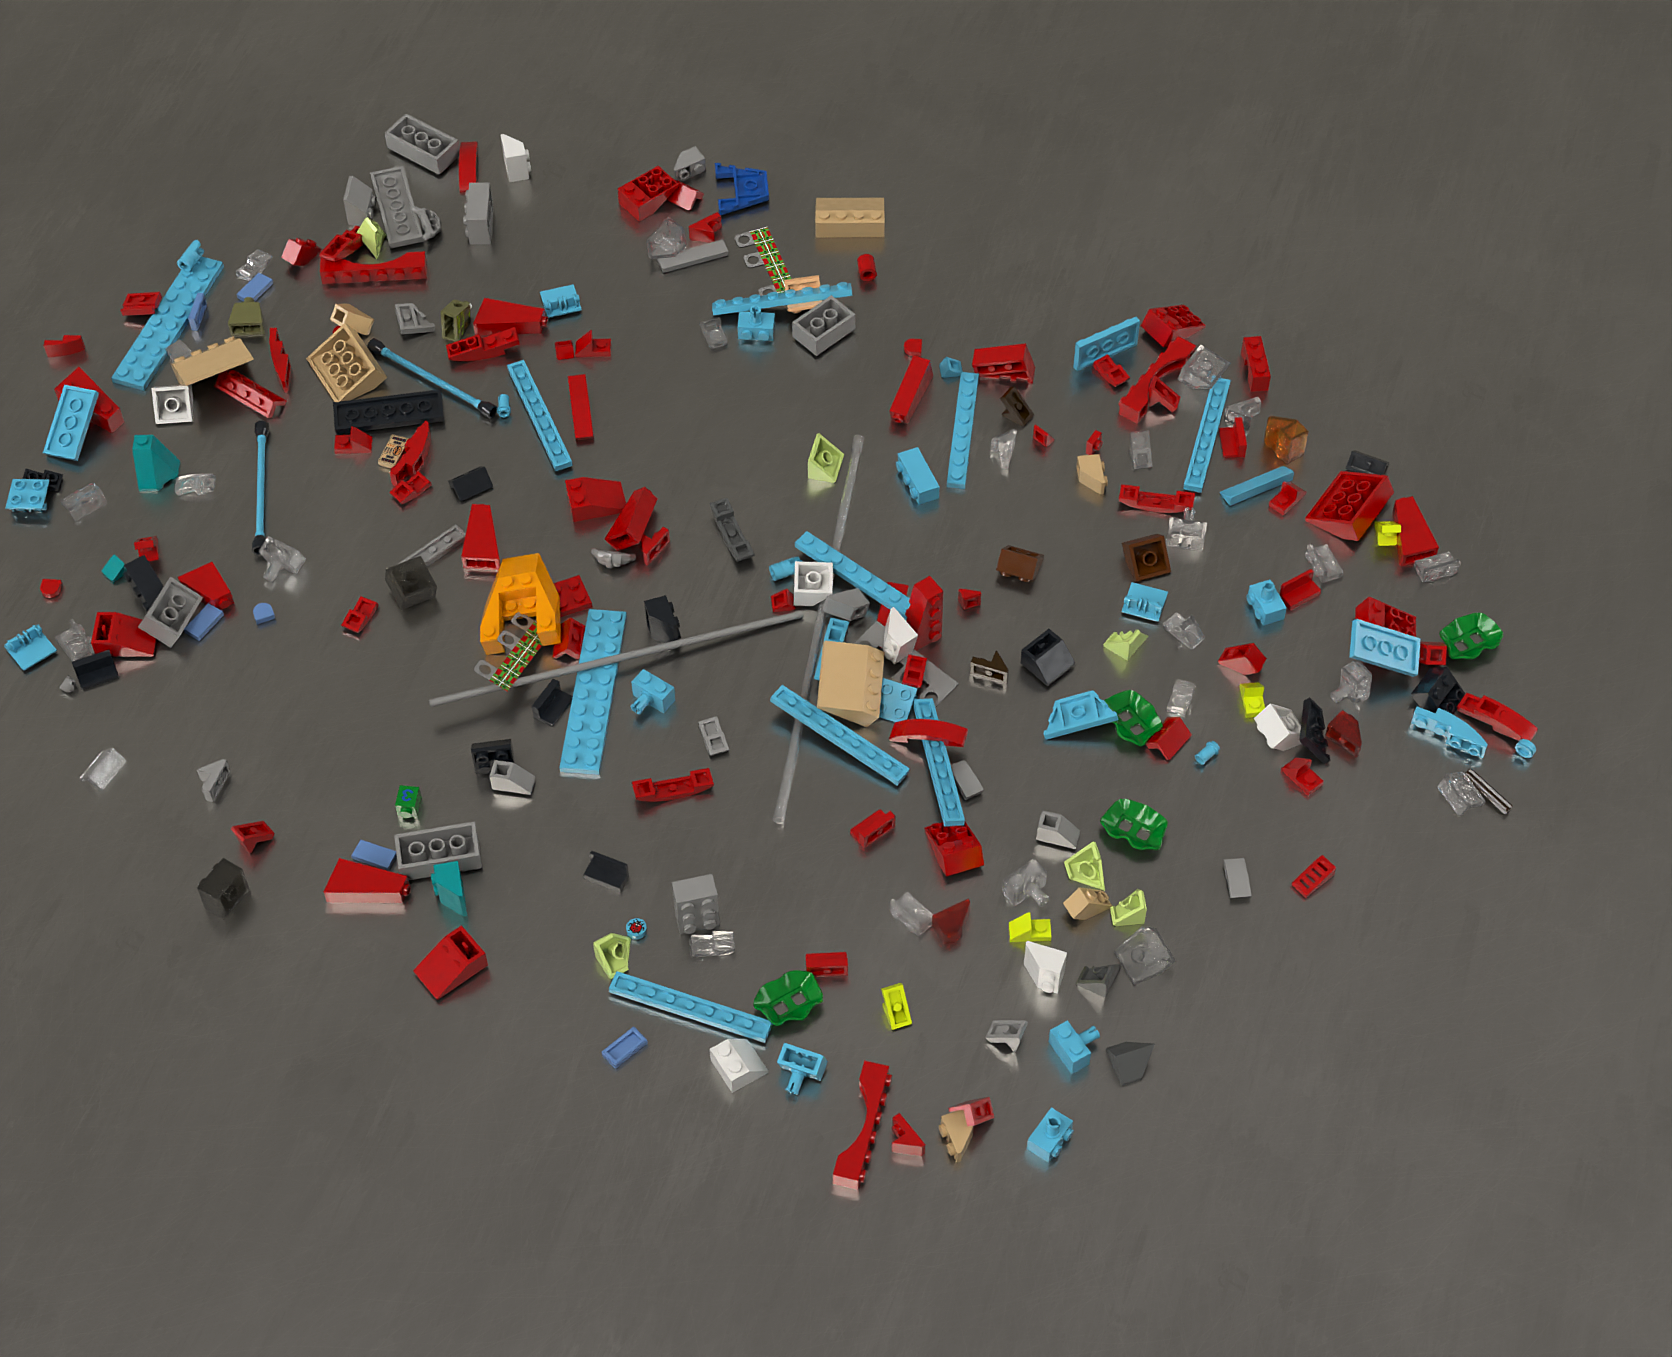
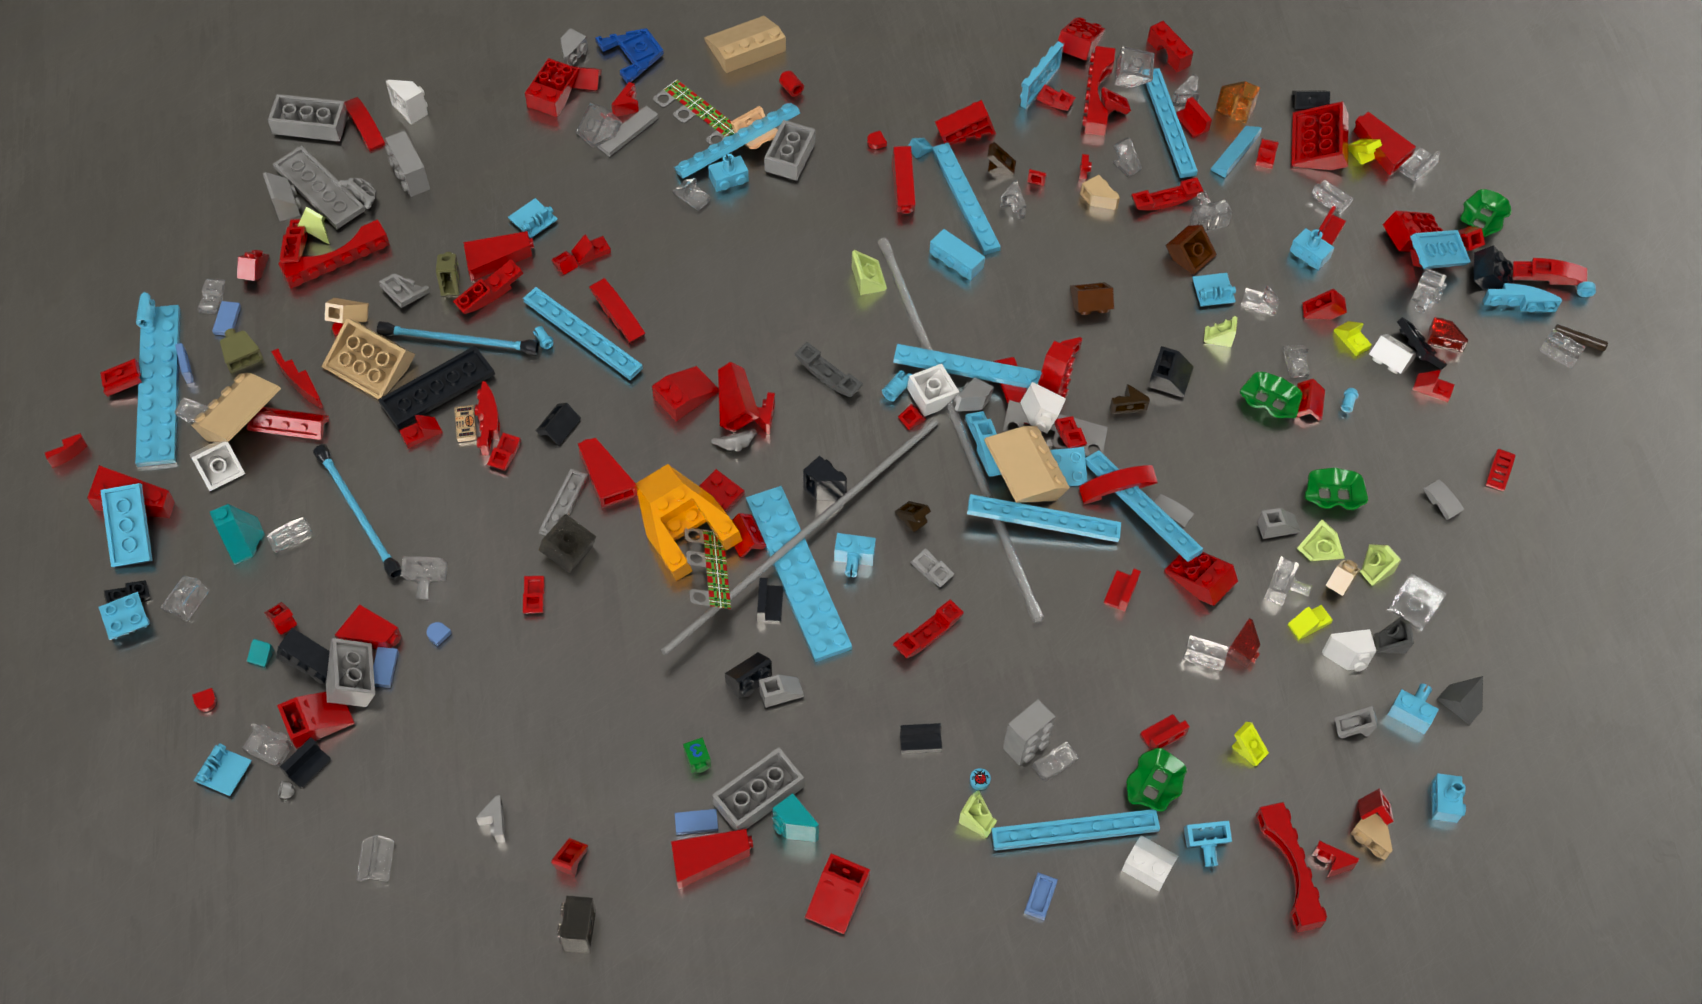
camera: 30 degrees left, 5 degrees up
(726, 685) = (913, 514): none -> dark brown slope
(1077, 714) = (1228, 411): medium azure wing -> none

